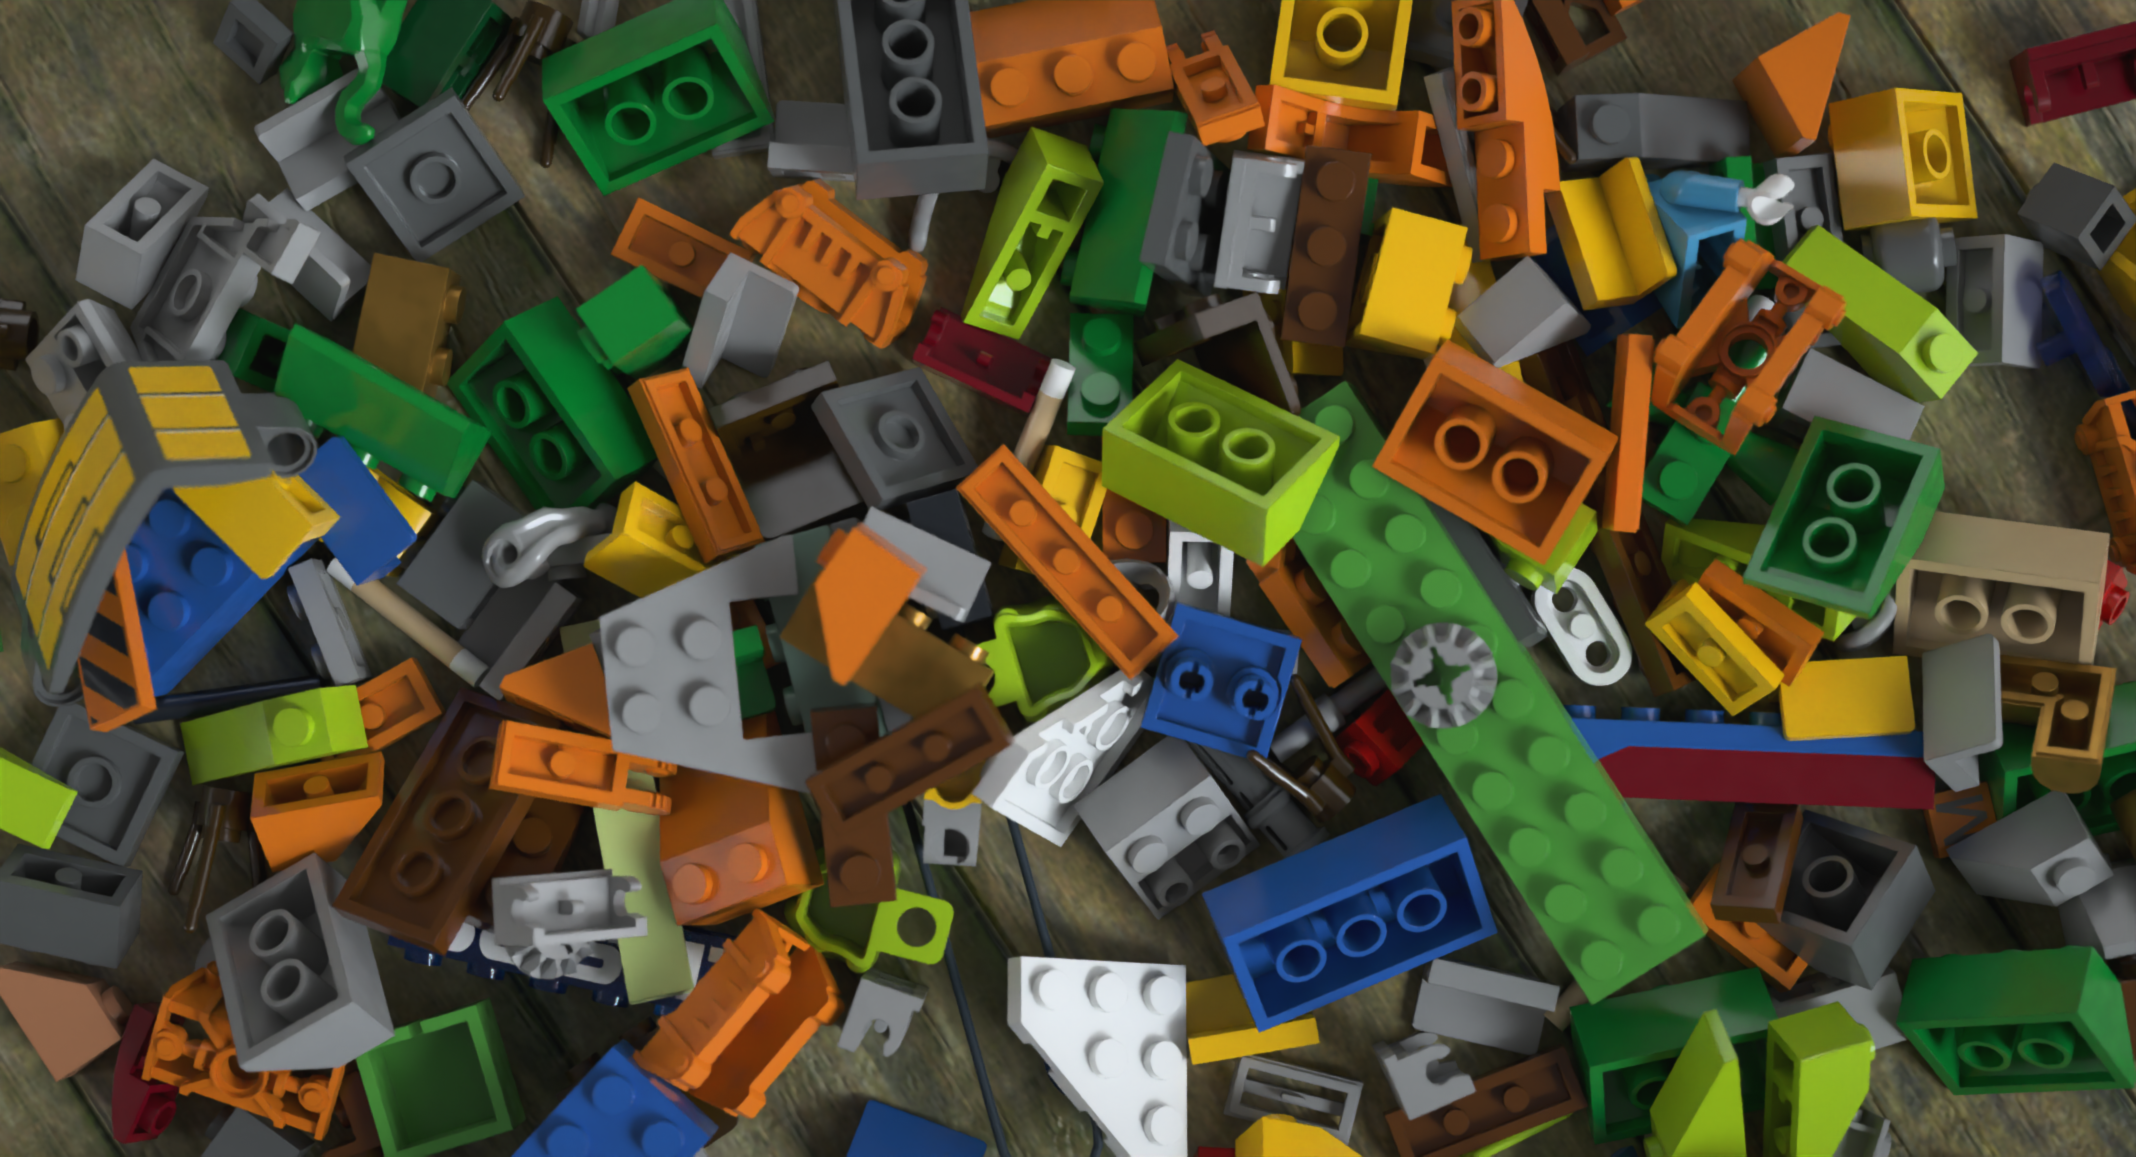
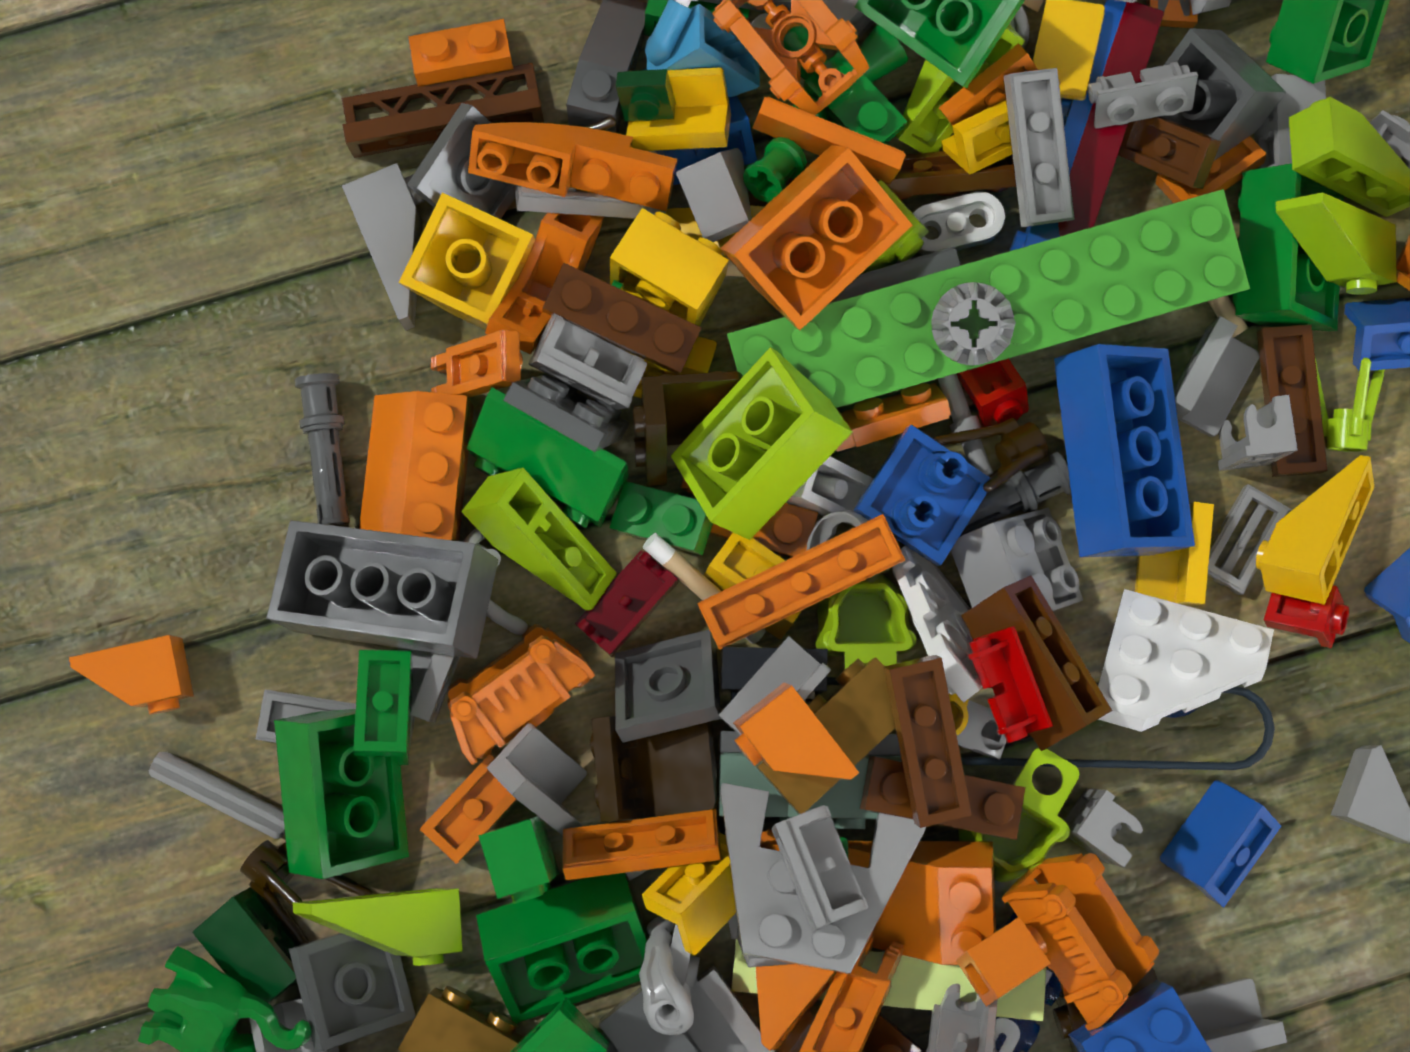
camera: 85 degrees left, 5 degrees down
(522, 213) = (402, 923): none -> lime slope
(682, 929) = (1004, 960): none -> orange brick
(724, 677) = (819, 867): none -> light grey hinge
(770, 107) = (383, 704): none -> green panel
(1034, 826) = (1005, 668): none -> red hinge
(1051, 872) = (1060, 673): none -> reddish brown brick
(1572, 378) = (781, 163): none -> green bush
(1615, 189) = (645, 95): none -> dark green plate
(1699, 697) = (1039, 147): none -> light grey tile
(1822, 836) = (1162, 92): none -> light grey hinge

